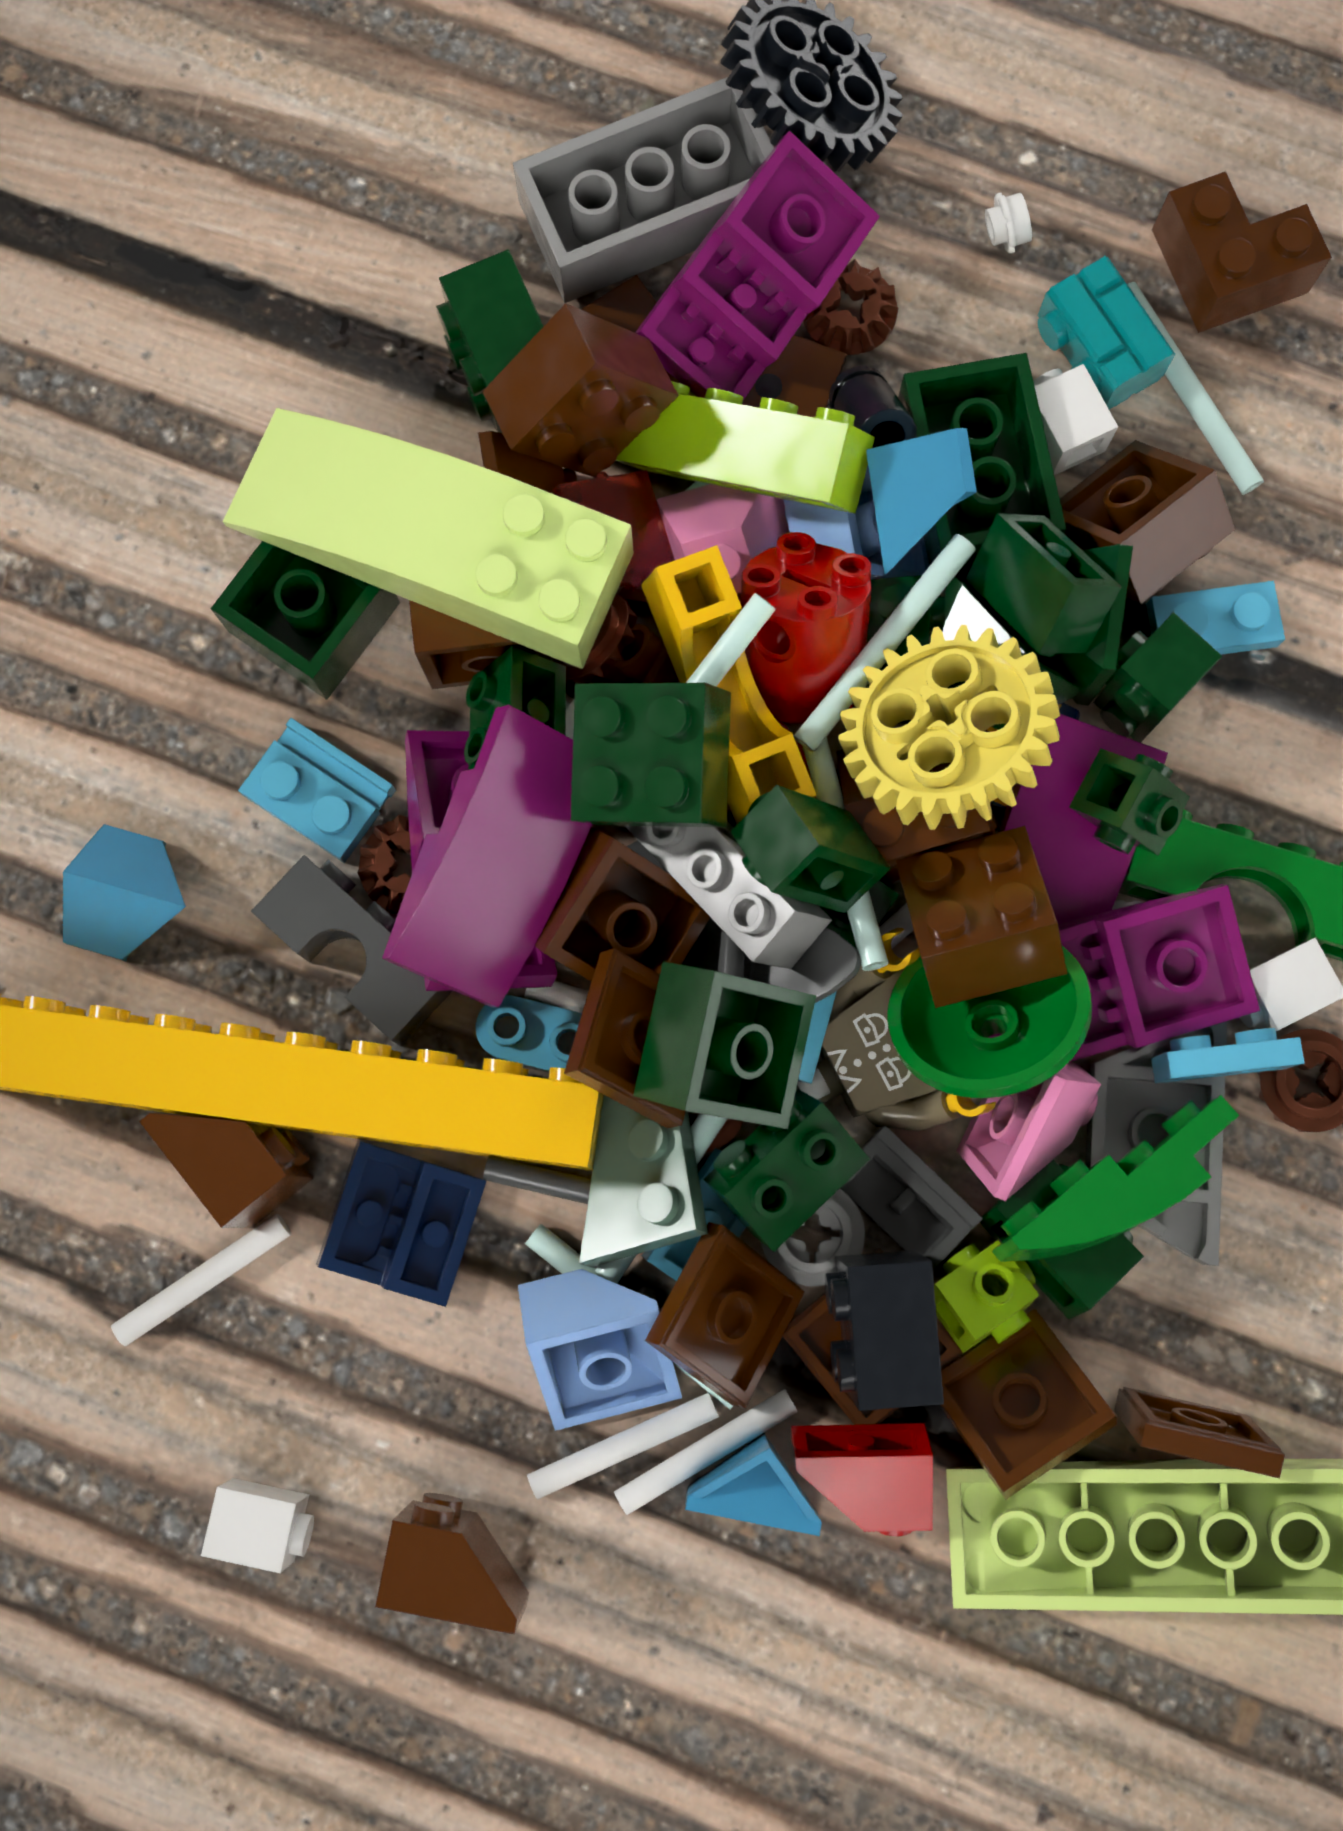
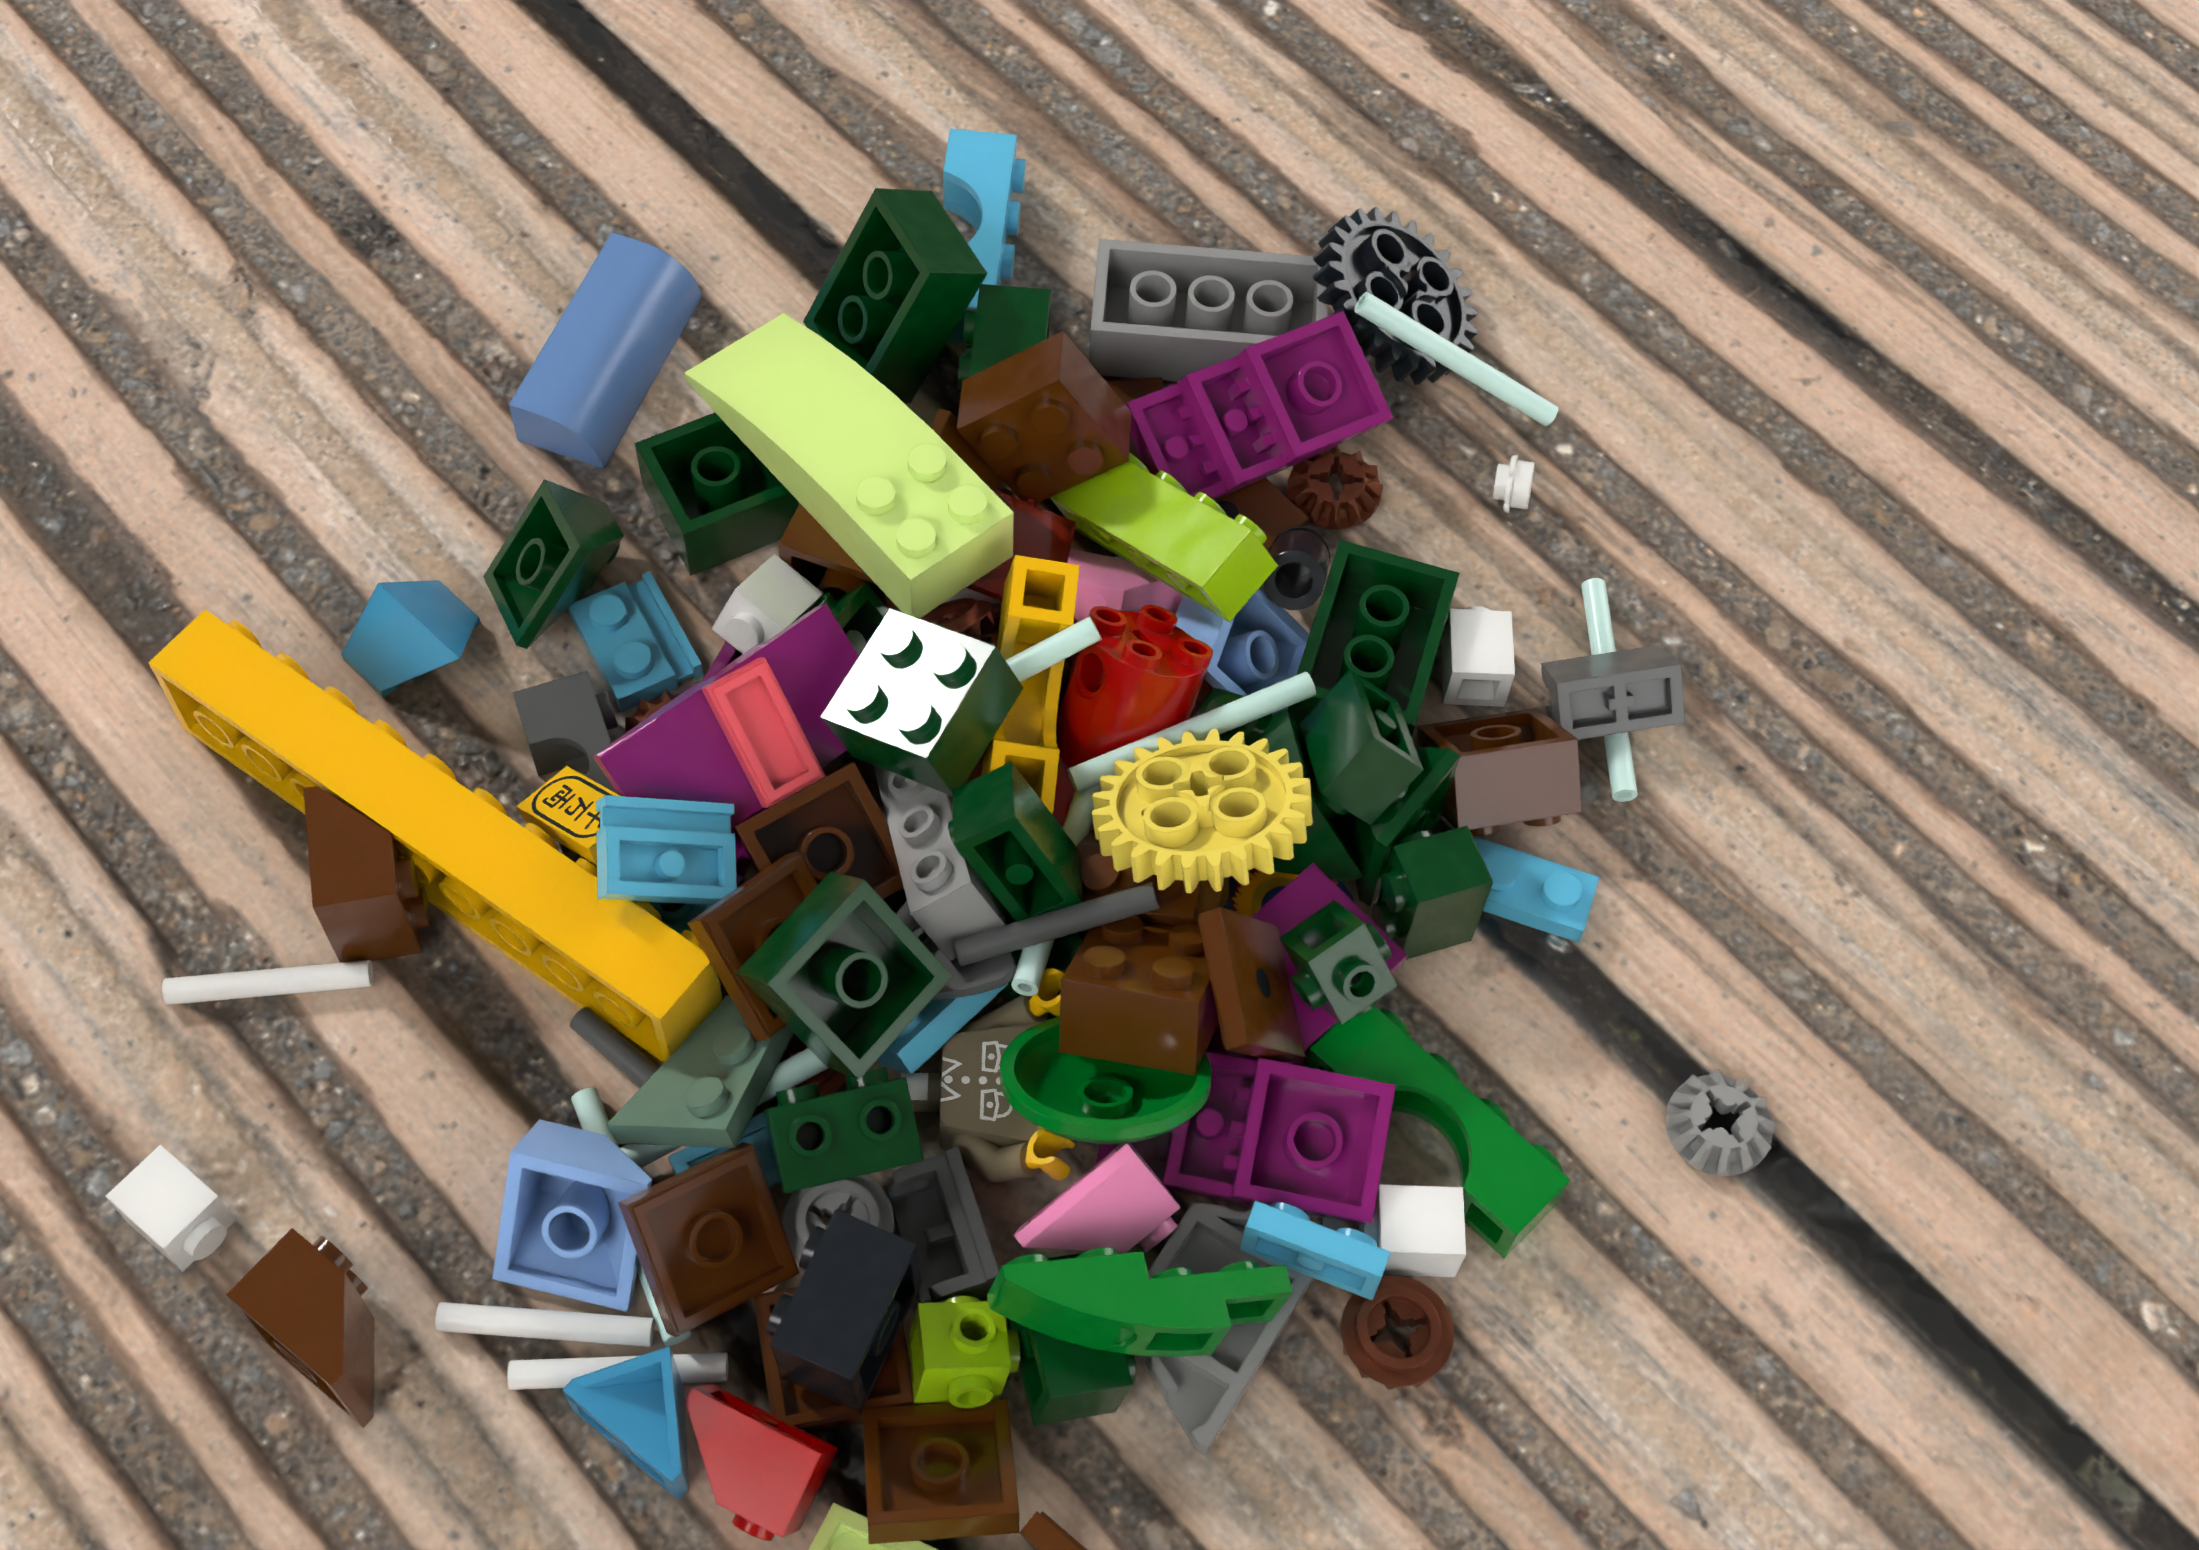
camera: 20 degrees right, 20 degrees down
(111, 512) = (605, 352): none -> medium blue brick
(198, 758) = (550, 559): none -> dark green slope
(355, 155) = (980, 187): none -> medium azure arch
(360, 323) = (897, 288): none -> dark green brick
(397, 1007) = (567, 811): none -> yellow tile
(401, 1223) = (472, 1023): dark blue slope -> none
(434, 715) = (765, 605): none -> white brick
(499, 1012) = (665, 850): none -> medium azure plate
(520, 855) = (763, 732): none -> coral tile
(877, 898) = (1056, 924): none -> dark grey bar
(901, 121) = (1456, 359): none -> light aqua piece
(916, 486) = (1289, 620): dark azure slope -> none
(1069, 866) = (1250, 986): none -> reddish brown tile
(1106, 329) = (1549, 601): teal brick -> none
(1205, 393) = (1615, 692): none -> dark grey hinge
(1232, 265) = (1702, 607): reddish brown brick -> none

